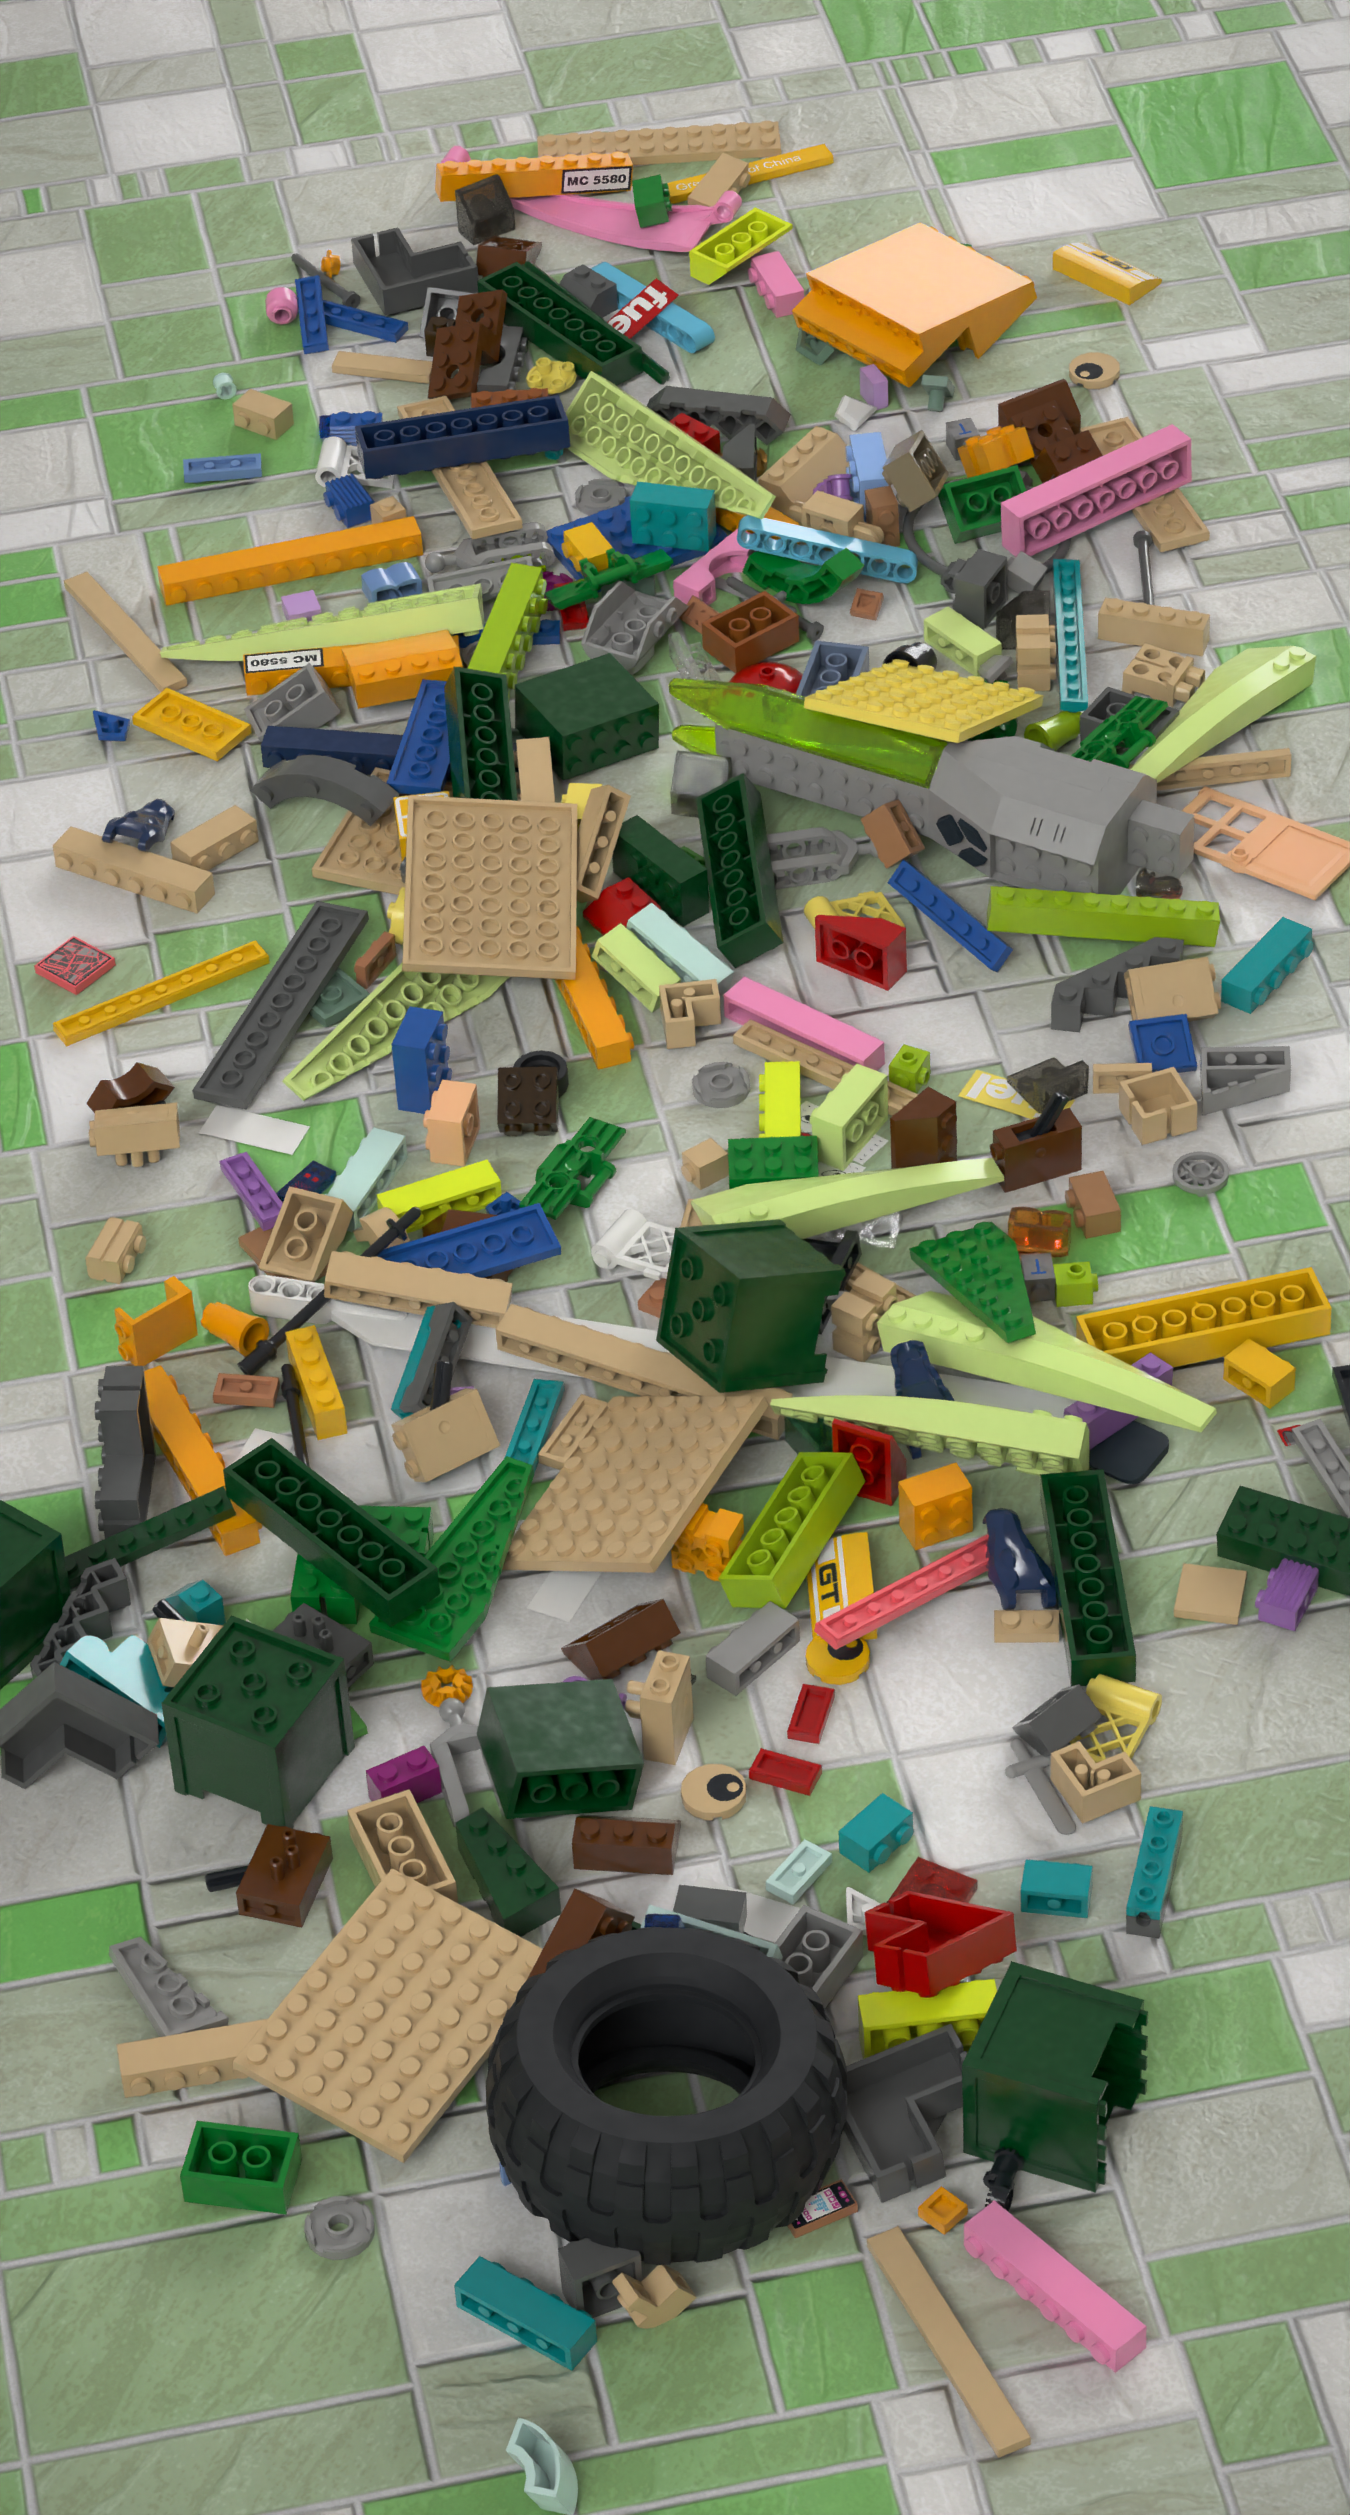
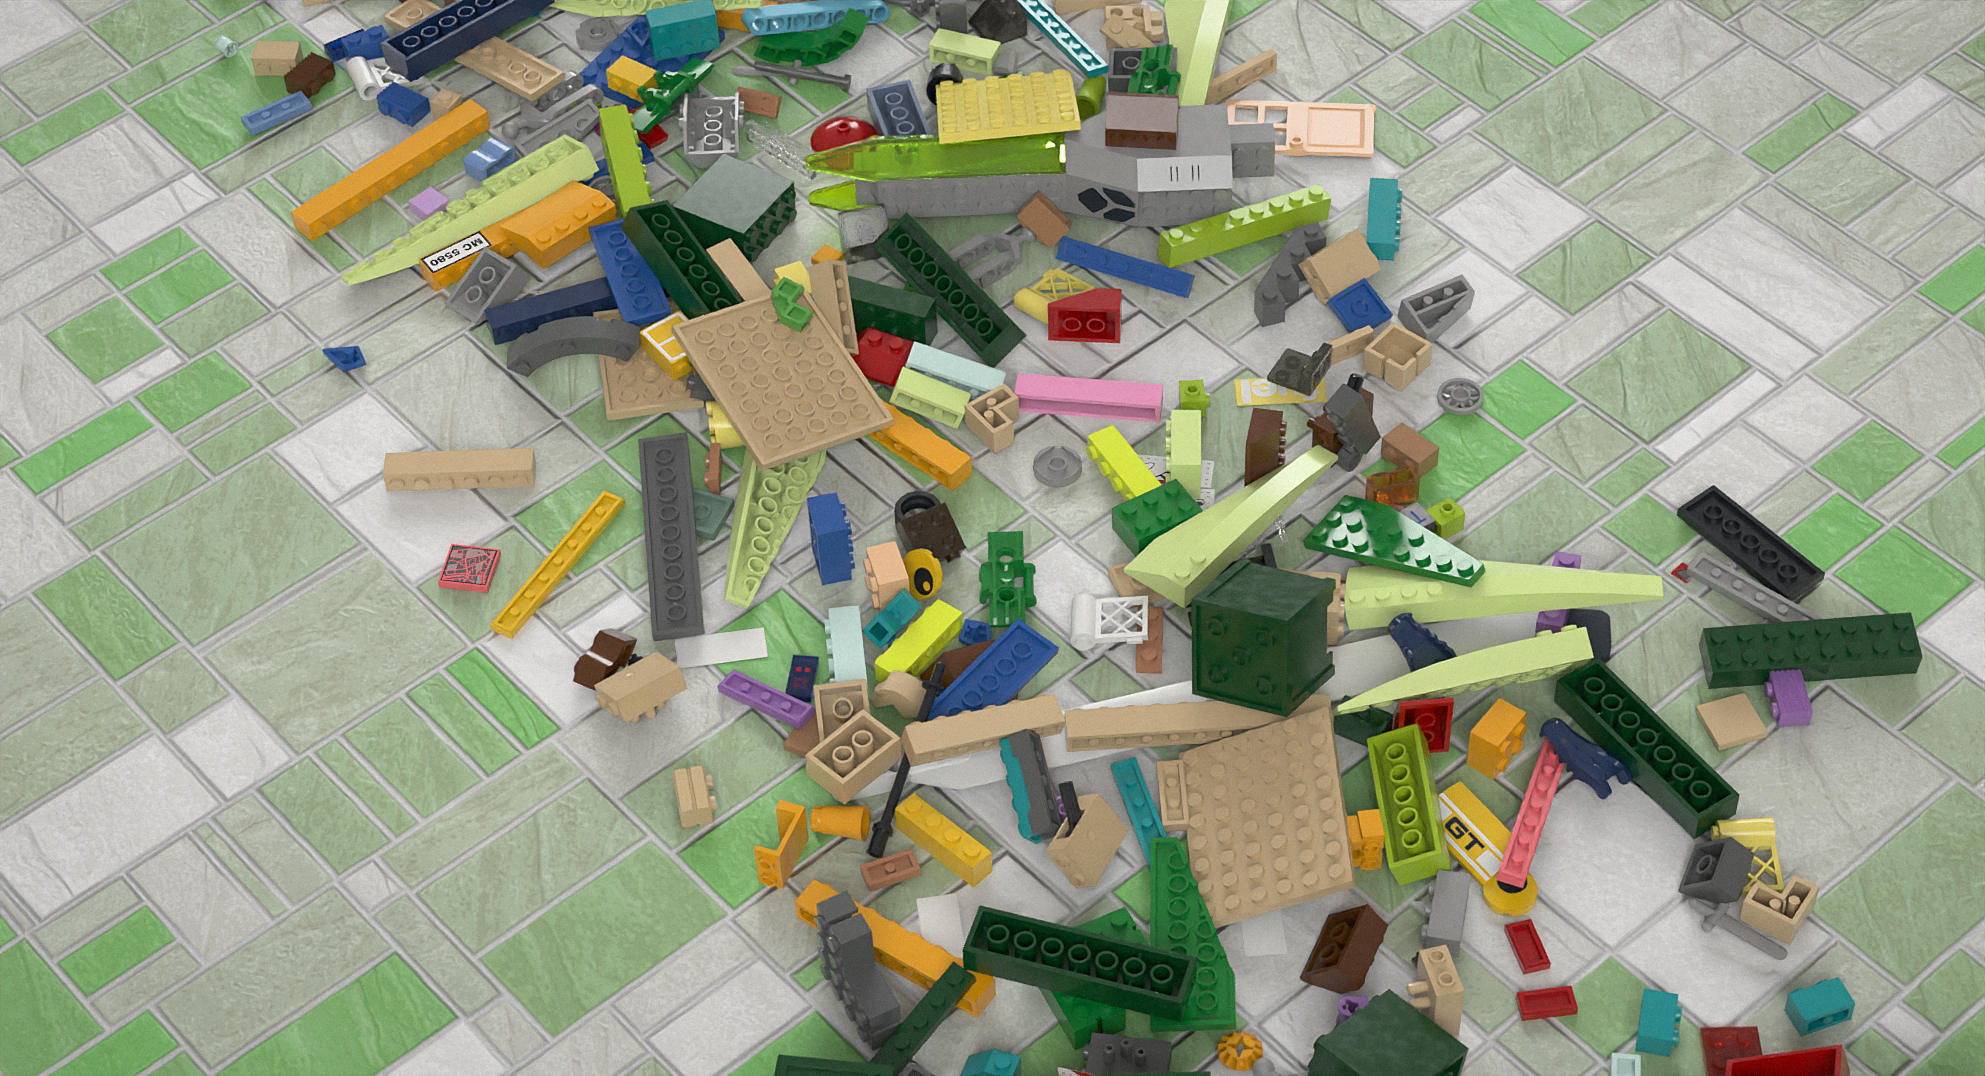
camera: 30 degrees left, 5 degrees up
(125, 632) = (297, 275): tan tile -> none
(145, 824) = (443, 428): dark blue animal -> none
(191, 724) = (413, 331): yellow plate -> none
(216, 839) = (509, 419): tan brick -> none
(275, 1265) = (853, 756): none -> tan brick
(281, 441) = (310, 75): none -> reddish brown brick
(291, 1392) = (925, 856): black bar -> none
(428, 1161) = (892, 618): none -> teal brick
(490, 1130) = (923, 573): none -> yellow tile
(540, 824) = (784, 301): none -> bright green tile
(653, 799) = (825, 253): none -> light orange tile
(700, 577) = (739, 45): bright pink arch -> none
(705, 1164) = (1100, 534): tan brick -> none
(713, 1792) = (1508, 1044): tan tile -> none
(750, 631) = (803, 99): dark orange brick -> none
(813, 1062) = (1132, 423): tan plate -> none
(866, 604) = (869, 48): nougat tile -> none
(1025, 755) = (1142, 120): none -> slope
(1026, 1146) = (1353, 425): none -> dark grey hinge
(1026, 1626) = (1624, 805): tan plate -> none
(1035, 652) = (1031, 40): tan brick -> none
(1138, 677) = (1124, 34): none -> tan plate
(1154, 1872) = (1878, 960): teal piece -> none
(1157, 887) = (1260, 189): clear smoke animal -> none
(1212, 1320) = (1571, 507): yellow brick -> none
(1259, 1373) = (1630, 534): yellow brick -> none

